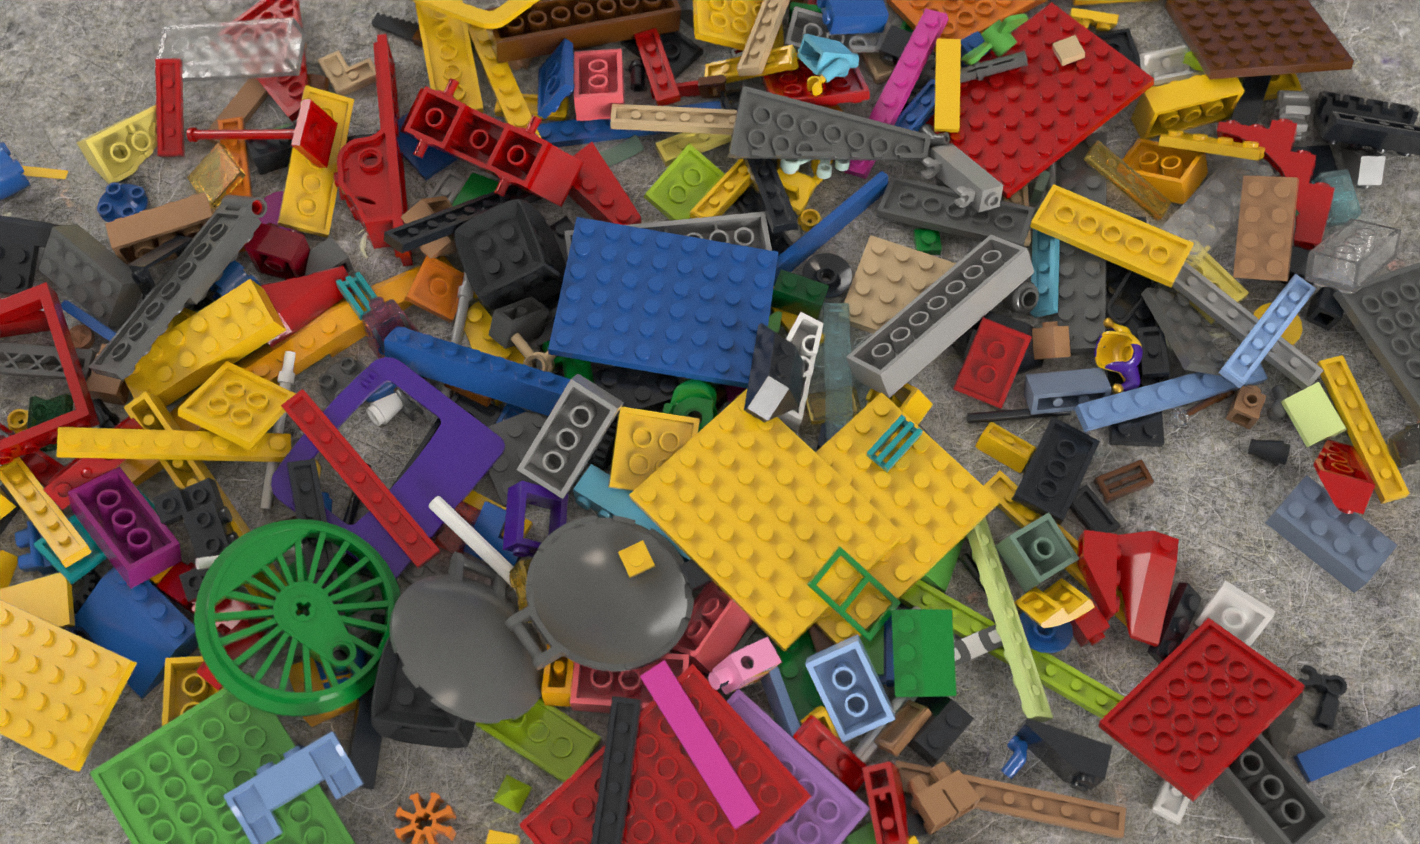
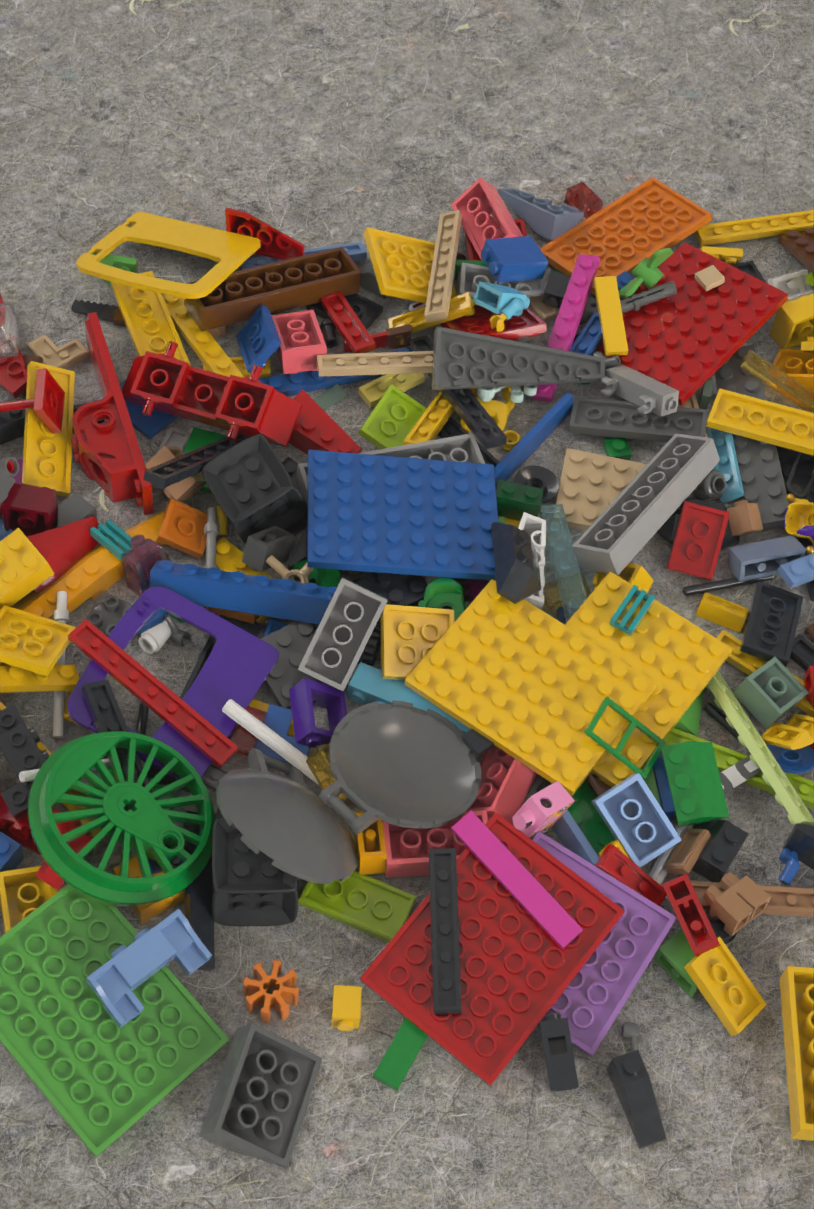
camera: 15 degrees left, 10 degrees down
(512, 794) = (344, 957): lime slope -> none
(636, 559) = (421, 735): yellow plate -> none

